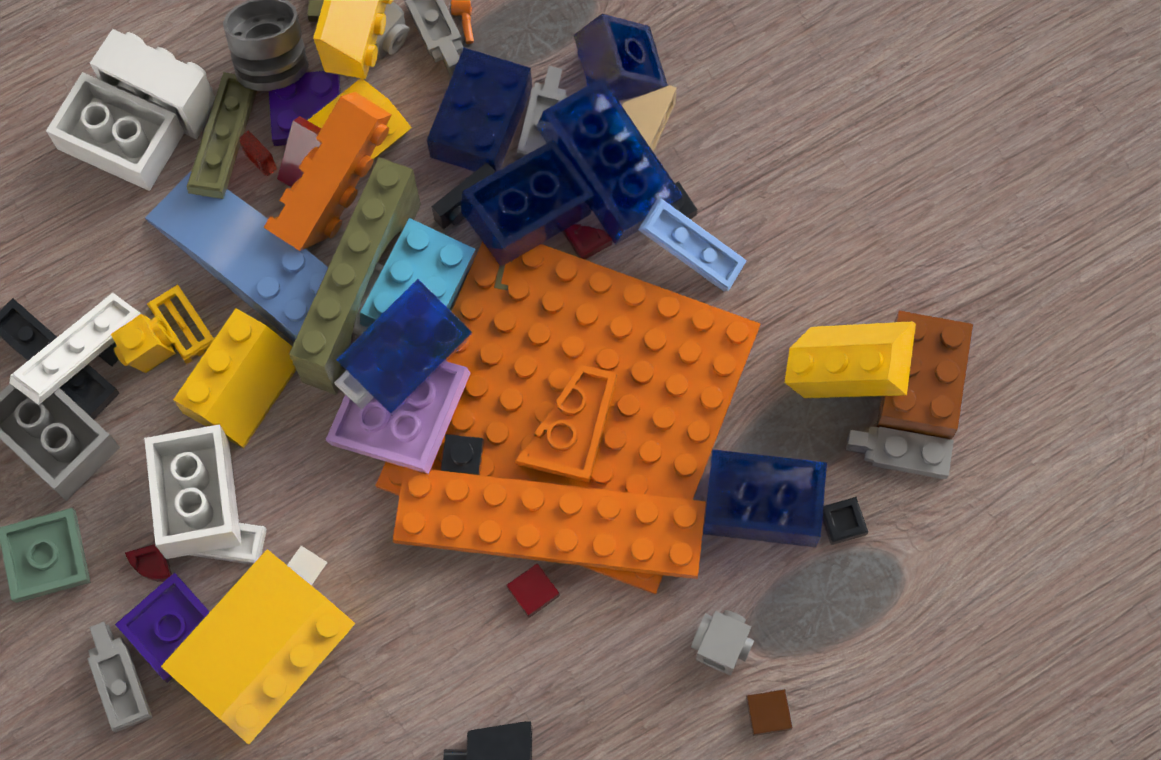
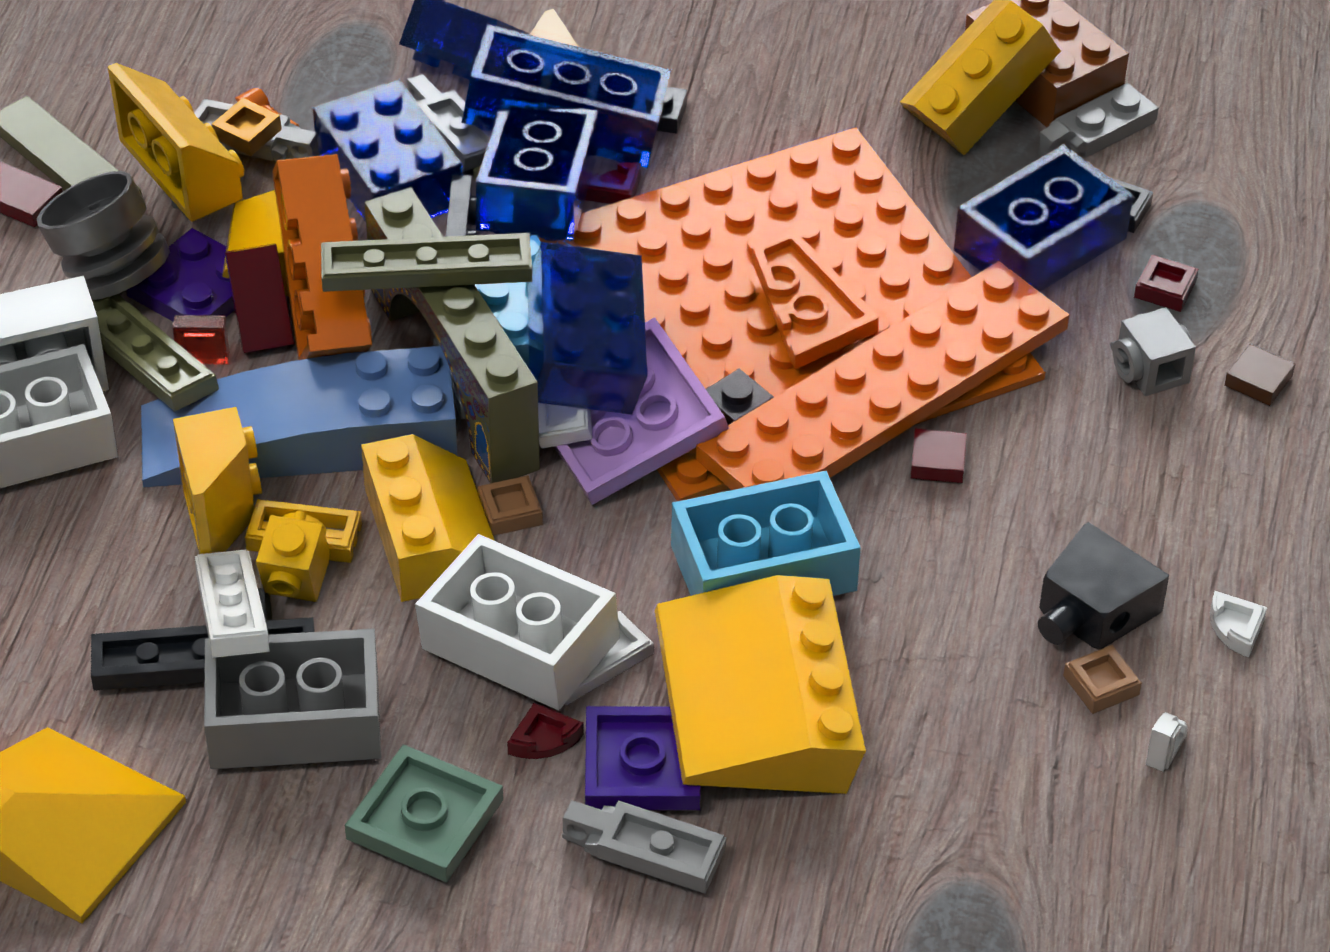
camera: 50 degrees left, 25 degrees down
(149, 261) = (217, 476): none -> yellow slope
(291, 405) = (510, 505): none -> medium nougat tile
(350, 235) = (426, 262): none -> olive tile
(360, 565) = (766, 532): none -> medium azure brick
(420, 28) = (247, 126): none -> pearl gold plate
(692, 245) = (724, 103): light blue tile -> none
(799, 599) = (1166, 283): none -> dark red tile

